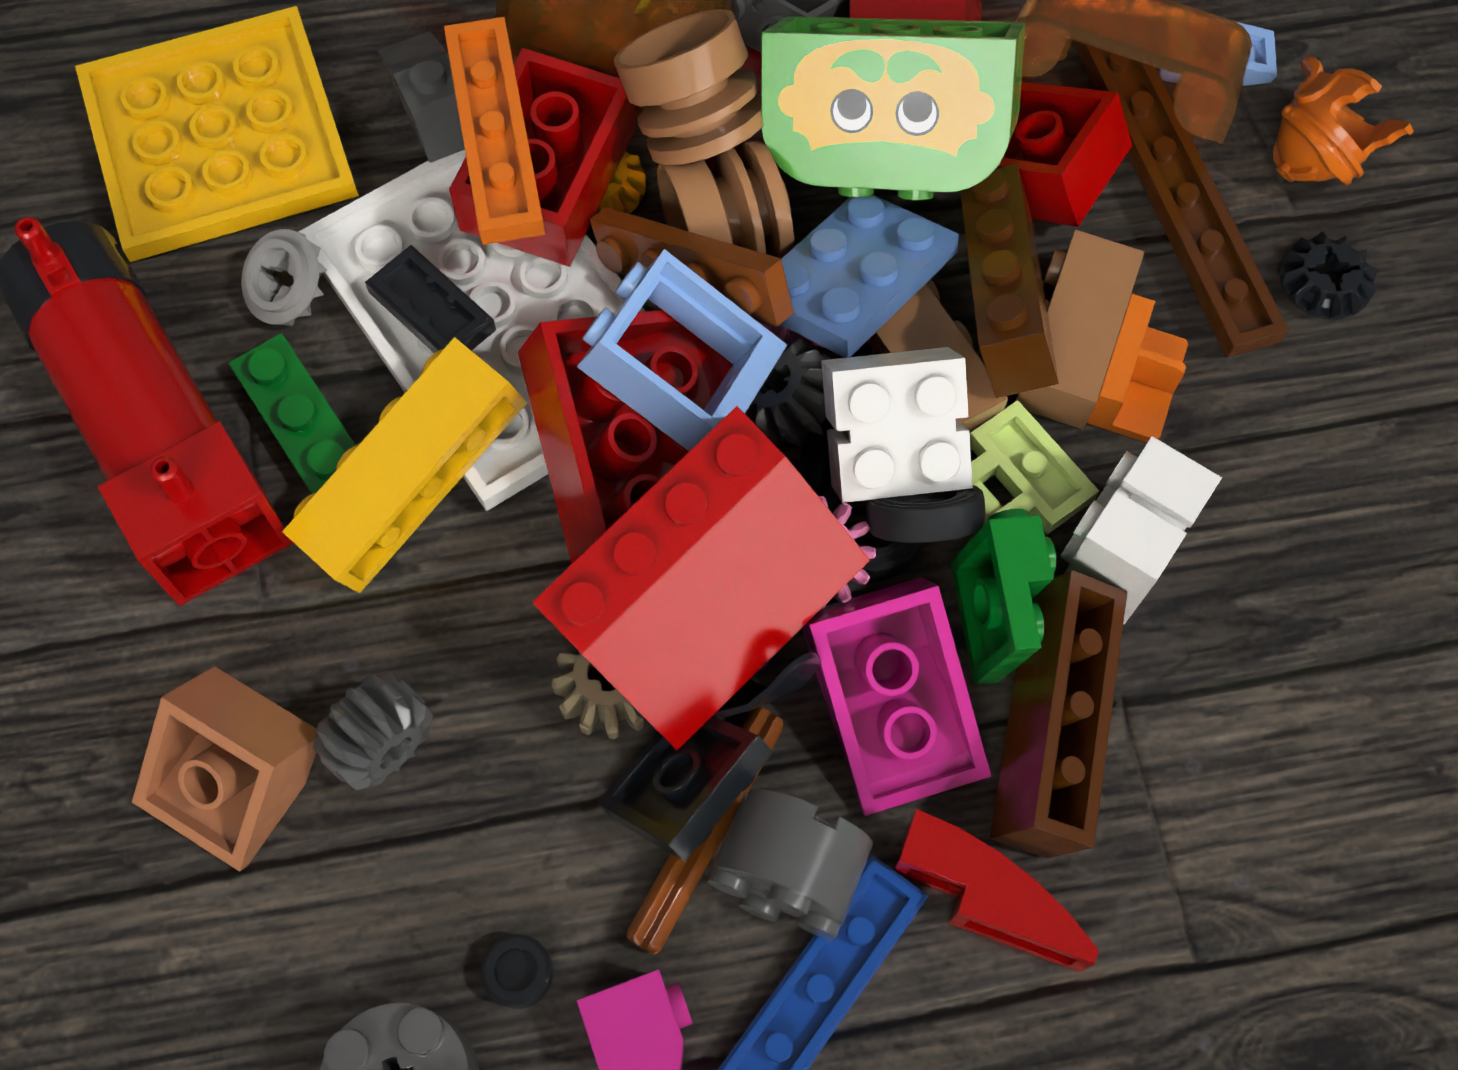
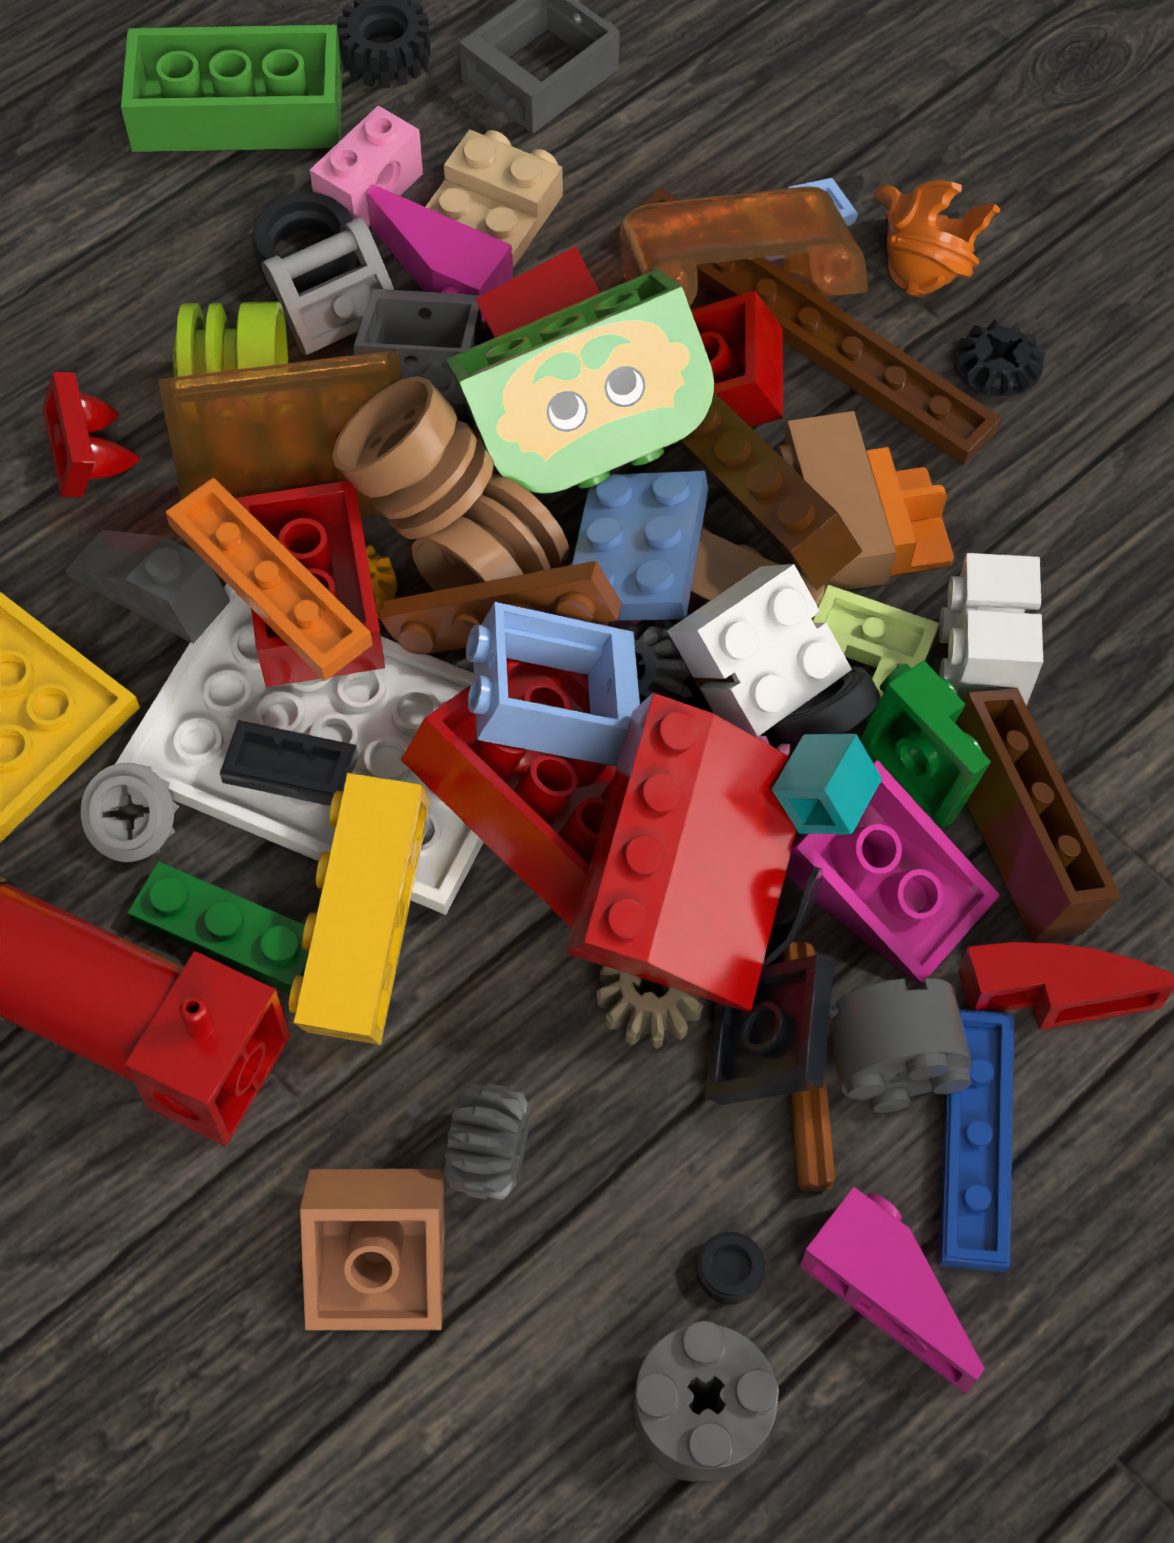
camera: 30 degrees left, 5 degrees down
(869, 581) = (827, 784): none -> teal brick

